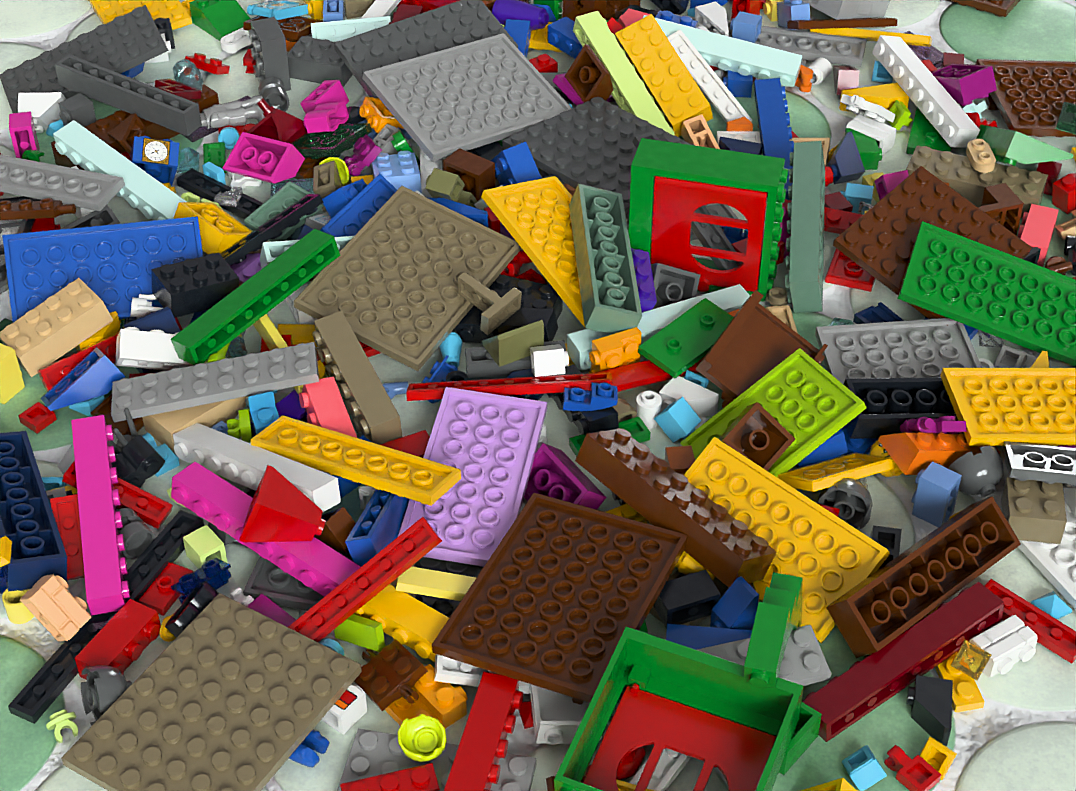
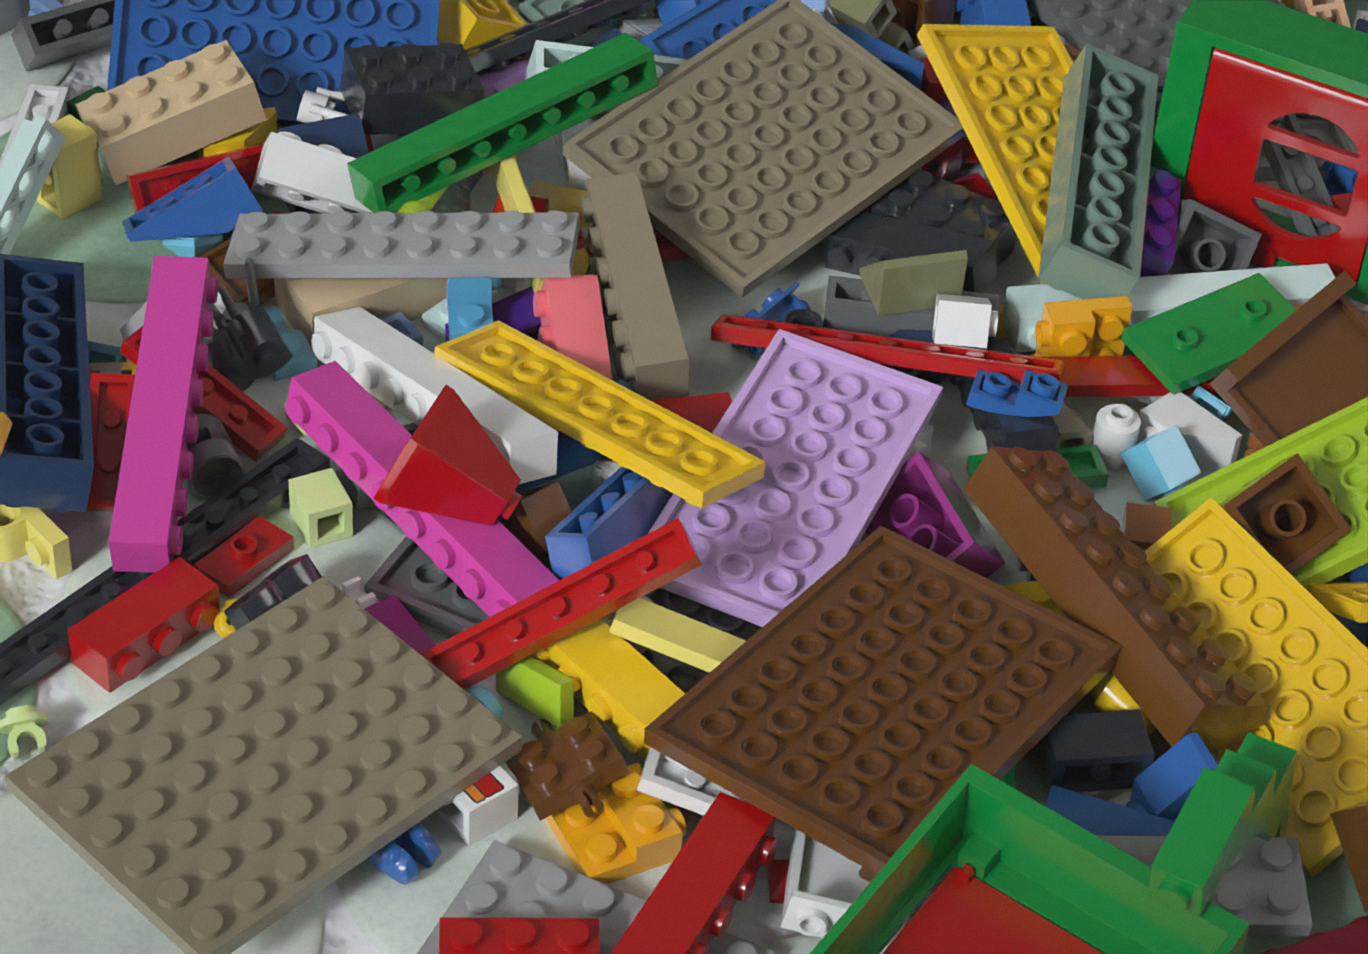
camera: 10 degrees right, 0 degrees up
(37, 417) = (108, 249): red plate -> none
(56, 607) = (59, 543): light nougat brick -> none
(102, 689) = (100, 683): dark grey cylinder -> none
(213, 571) = (324, 544): clear blue hinge -> none
(241, 427) = (428, 328): lime tile -> none
(395, 388) = (696, 320): medium blue arm -> none
(422, 738) = (591, 875): neon yellow hair -> none
(452, 347) = (810, 271): medium azure cone -> none
(494, 308) = (894, 219): dark tan bracket -> none

